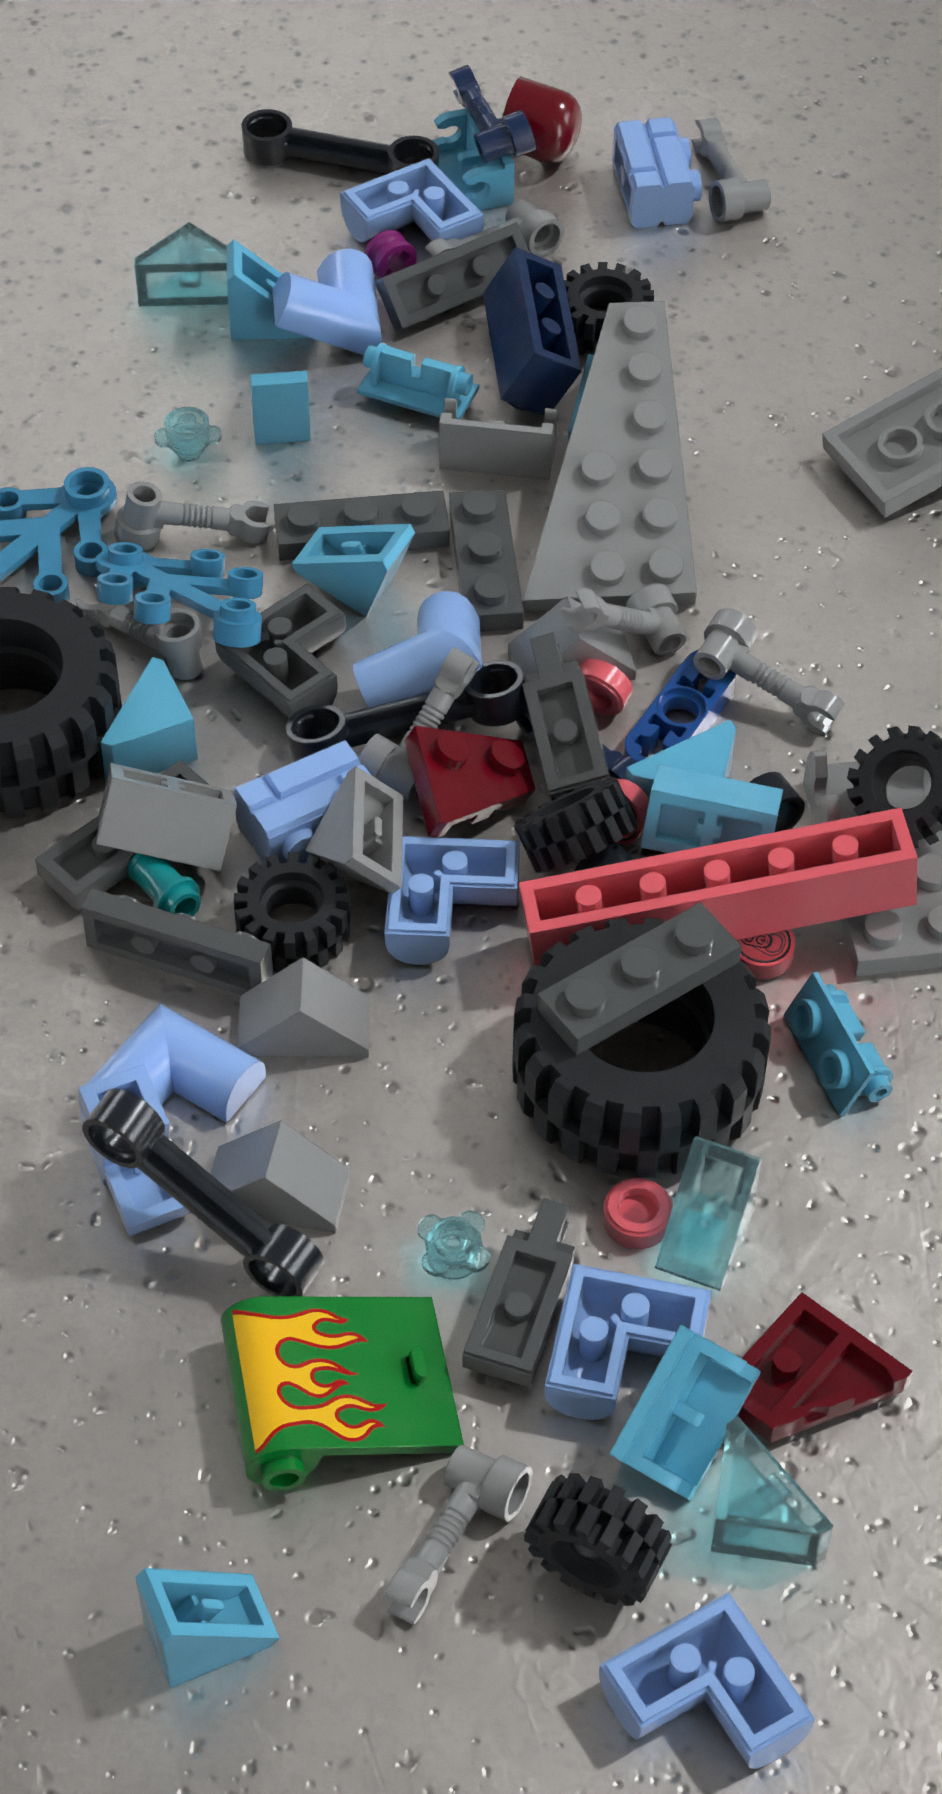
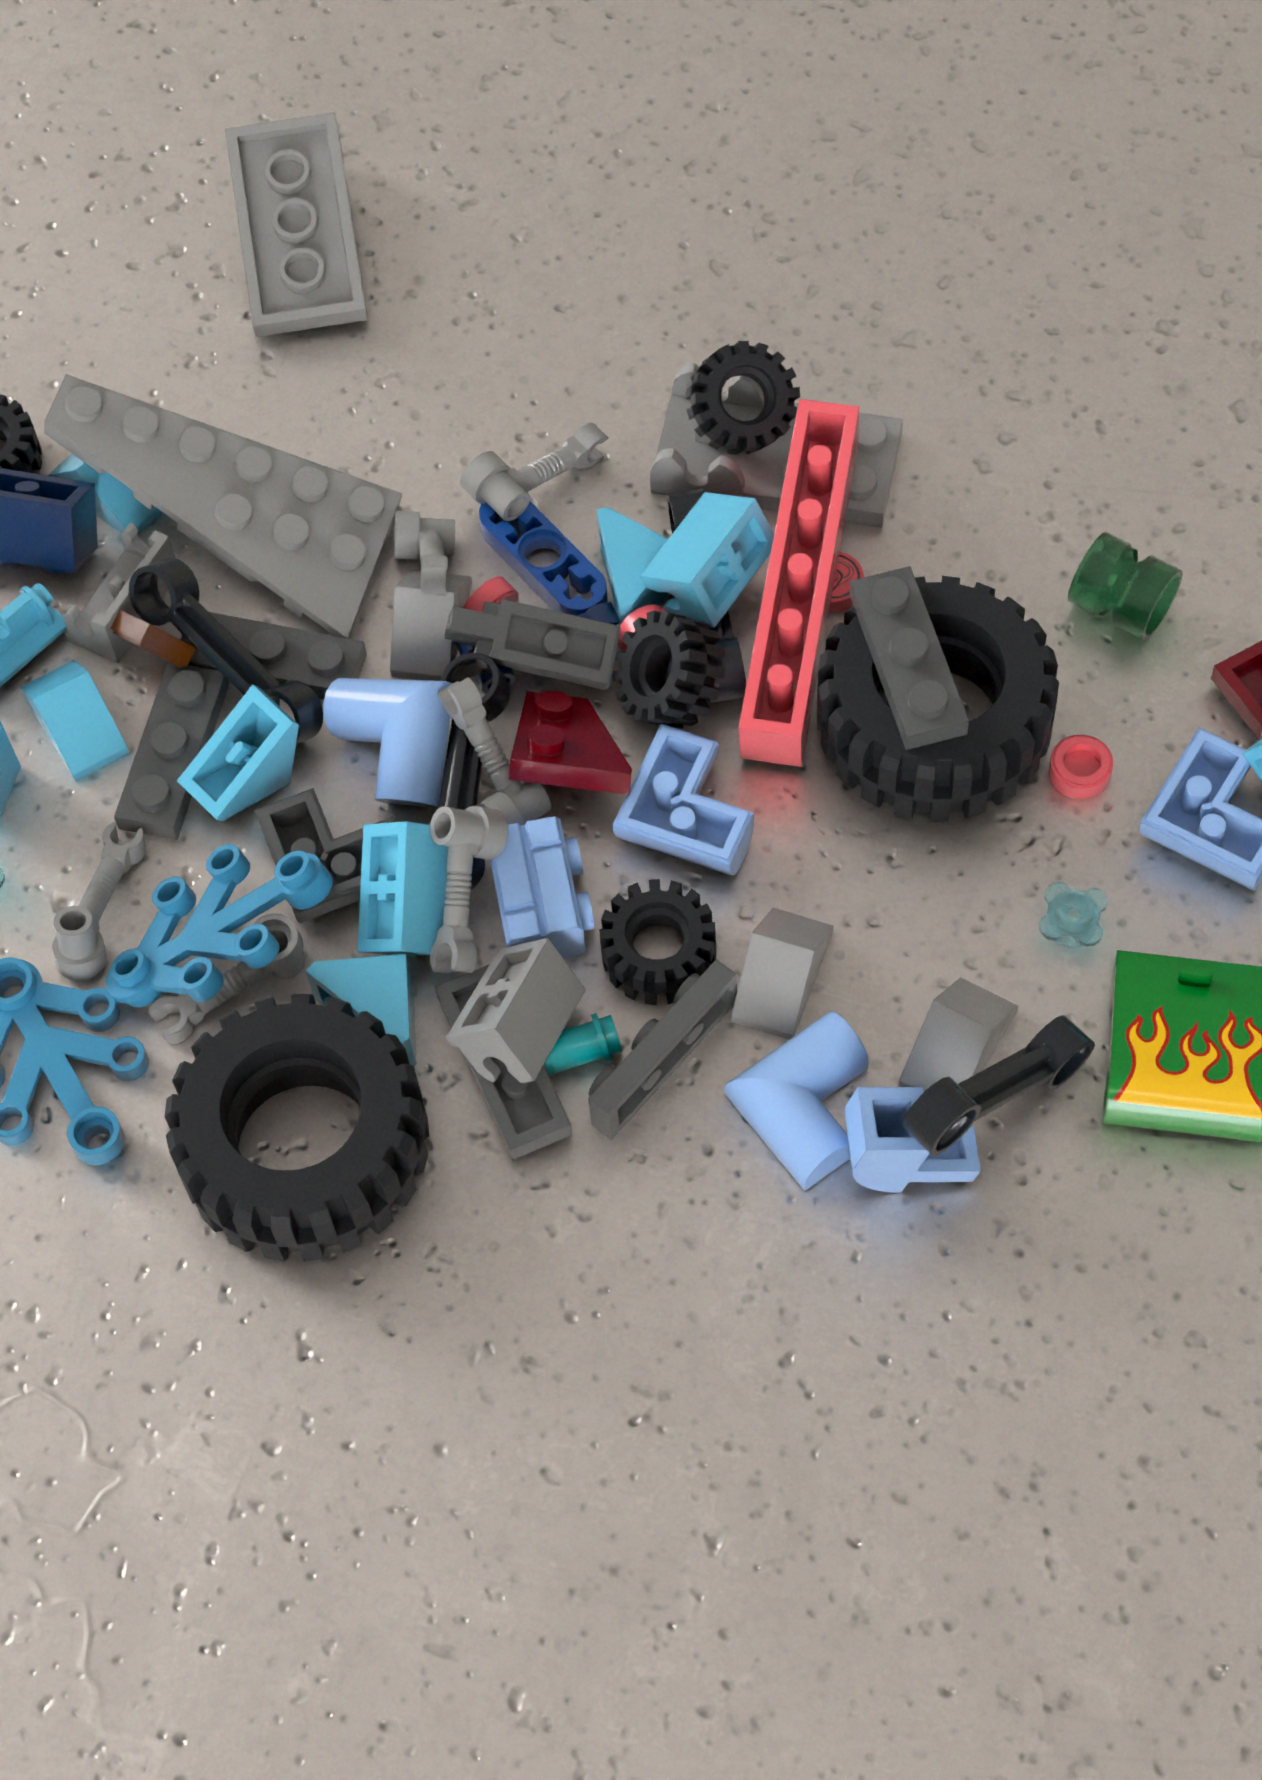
camera: 65 degrees left, 10 degrees up
(262, 706) = (401, 889): none -> medium azure hinge
(316, 714) = (468, 834): none -> light grey brick
(362, 450) = (75, 719): none -> medium azure slope
(363, 832) = (611, 848): light grey slope -> none
(426, 566) = (215, 640): none -> black piece
(448, 463) = (152, 639): none -> reddish brown tile
(522, 1299) = (1147, 874): dark grey hinge -> none
(709, 1213) = (1116, 706): clear light blue slope -> none
(829, 1038) = (985, 559): medium azure hinge -> none
(862, 1185) = (1116, 582): none -> clear green wheel

